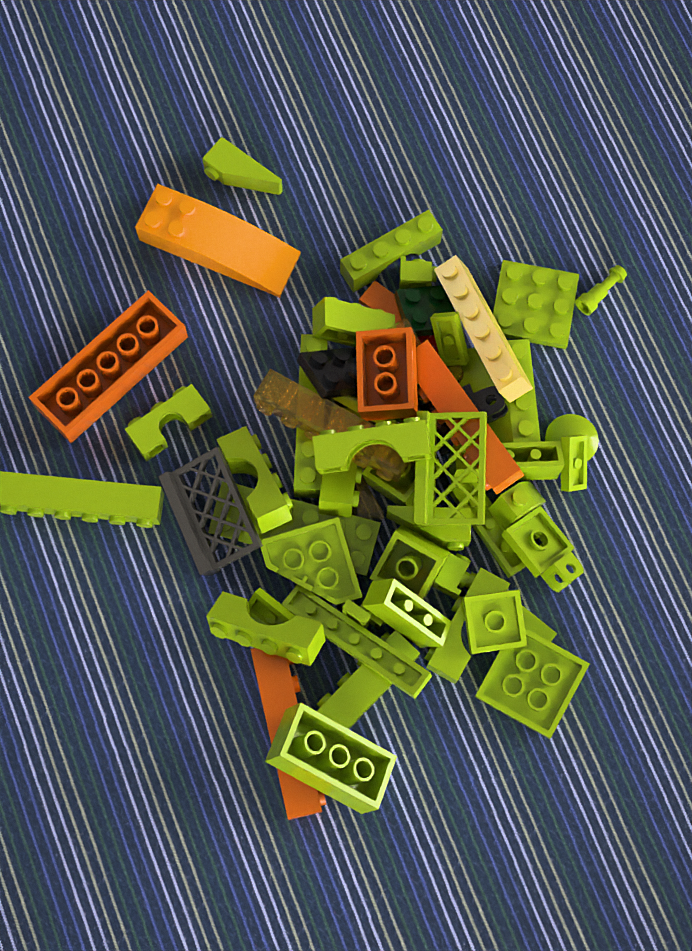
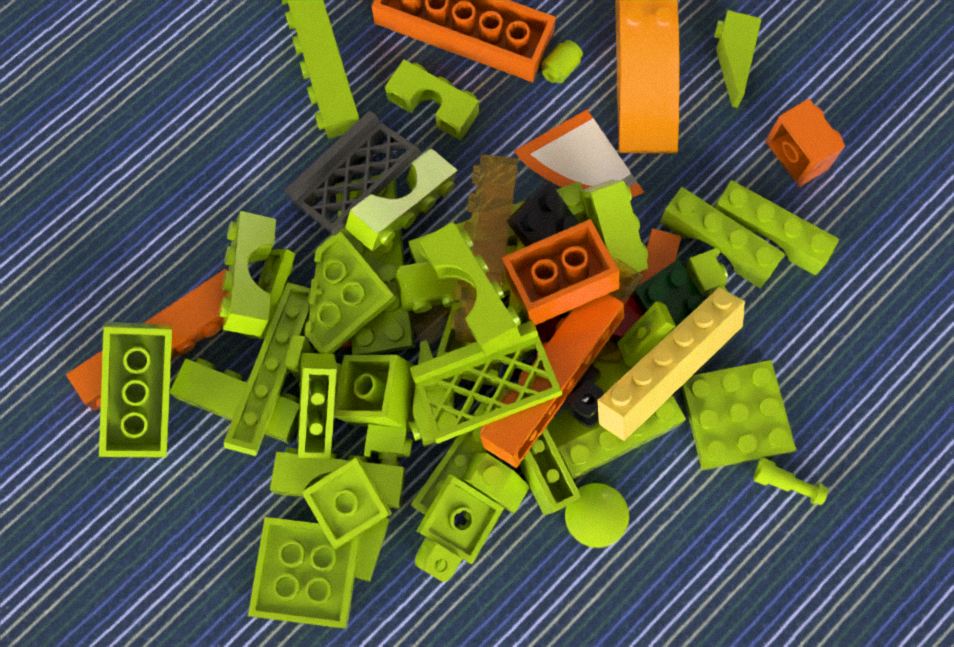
camera: 70 degrees right, 0 degrees up
(183, 305) = (561, 61): none -> lime brick
(271, 330) = (575, 154): none -> white sticker
(343, 154) = (804, 142): none -> orange brick
(417, 195) = (802, 241): none -> lime arch
(575, 459) = (566, 525): lime plate -> none

